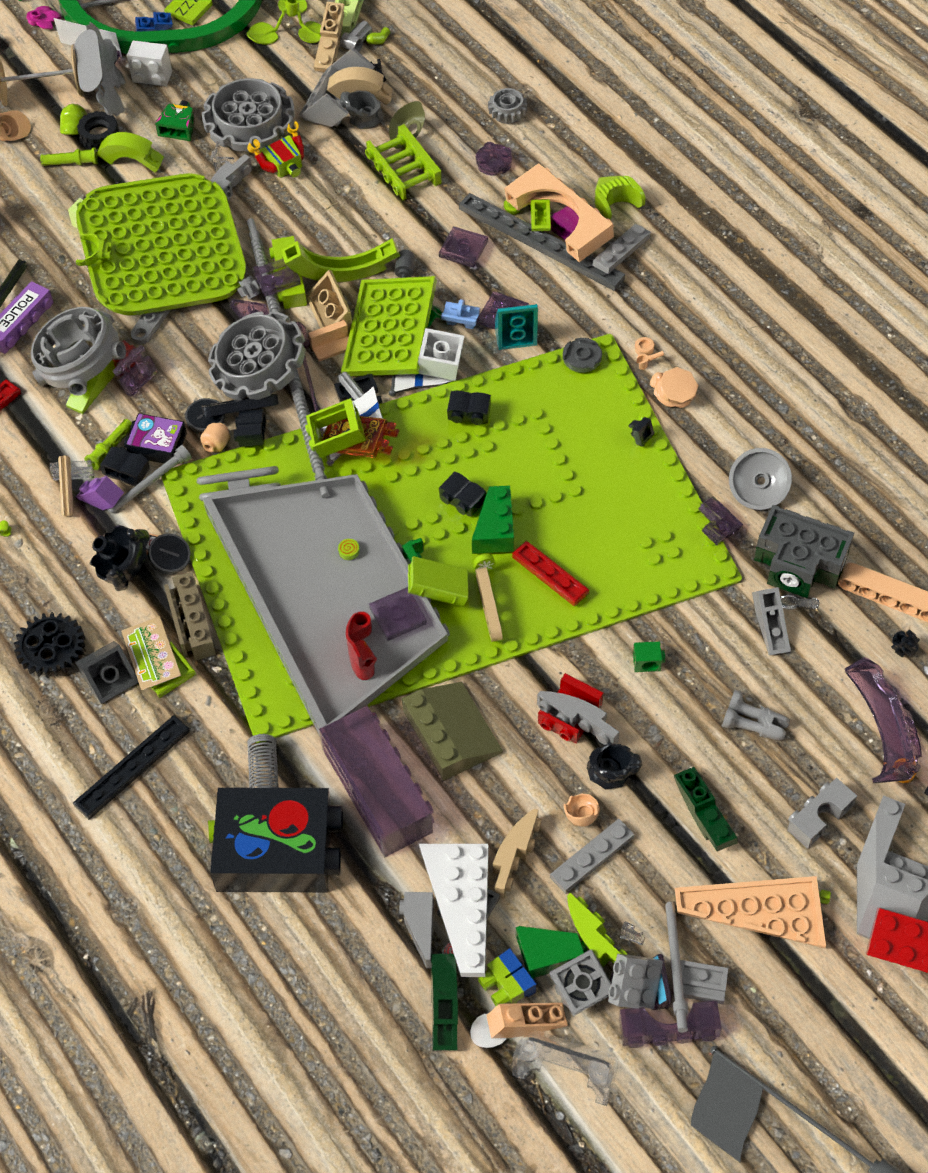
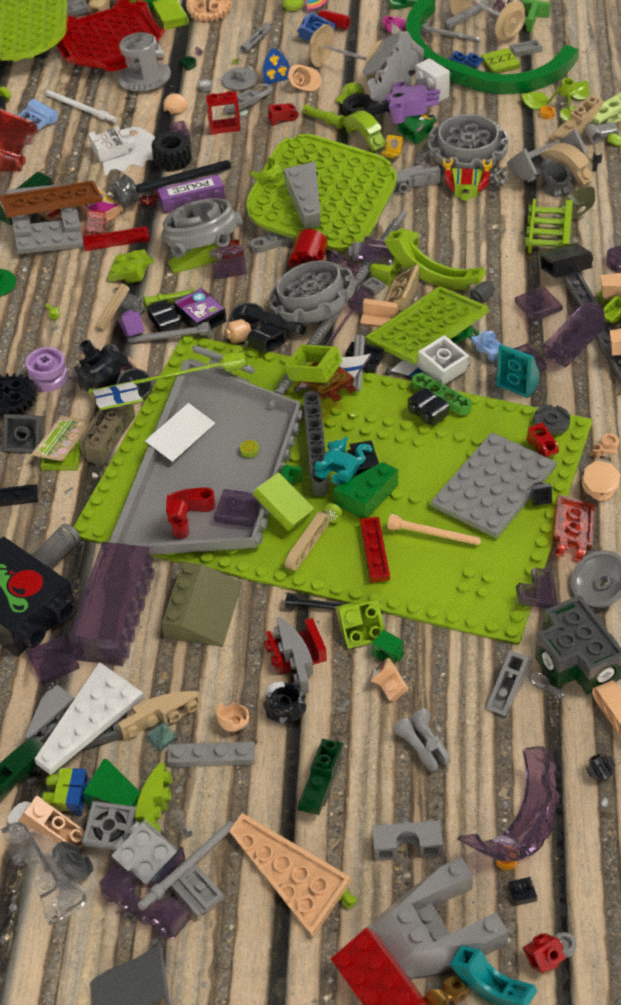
camera: 40 degrees right, 10 degrees down
(24, 177) = (282, 112): none -> red leg
(35, 432) = (130, 266): none -> lime plate
(64, 591) = (47, 369): none -> lavender wheel
(148, 99) = (406, 102): none -> medium lavender piece
(152, 254) = (303, 190): none -> light grey wedge
(178, 162) = (393, 152): none -> yellow bracket
(179, 573) = (128, 393): none -> flag
(206, 315) = (308, 247): none -> red cylinder
(270, 574) = (180, 432): none -> white sticker
(285, 41) = (547, 112): none -> light orange tile
(295, 313) = (373, 285): none -> light grey tile
(308, 134) = (502, 174): none -> light grey gear
(365, 872) = (52, 659): none -> clear purple plate
(380, 483) = (315, 440): none -> dark grey beam
(452, 189) = (566, 260): none -> black brick
(455, 510) = (340, 462): none -> teal animal
(466, 384) = (459, 403): none -> bright green beam
(525, 669) = (294, 601): none -> black piece
(531, 258) = (575, 334): none -> clear purple brick
(535, 871) = (162, 736): none -> clear light blue tile
(546, 536) = (397, 523): none -> light nougat piece
(580, 1036) = (70, 860): none -> dark grey tile
(592, 447) = (493, 485): none -> light grey plate
(597, 380) = (543, 440): none -> red leg
(603, 649) = (360, 622): none -> lime slope
(675, 683) = (390, 680): none -> light nougat slope
(691, 444) = (573, 526): none -> clear red tile

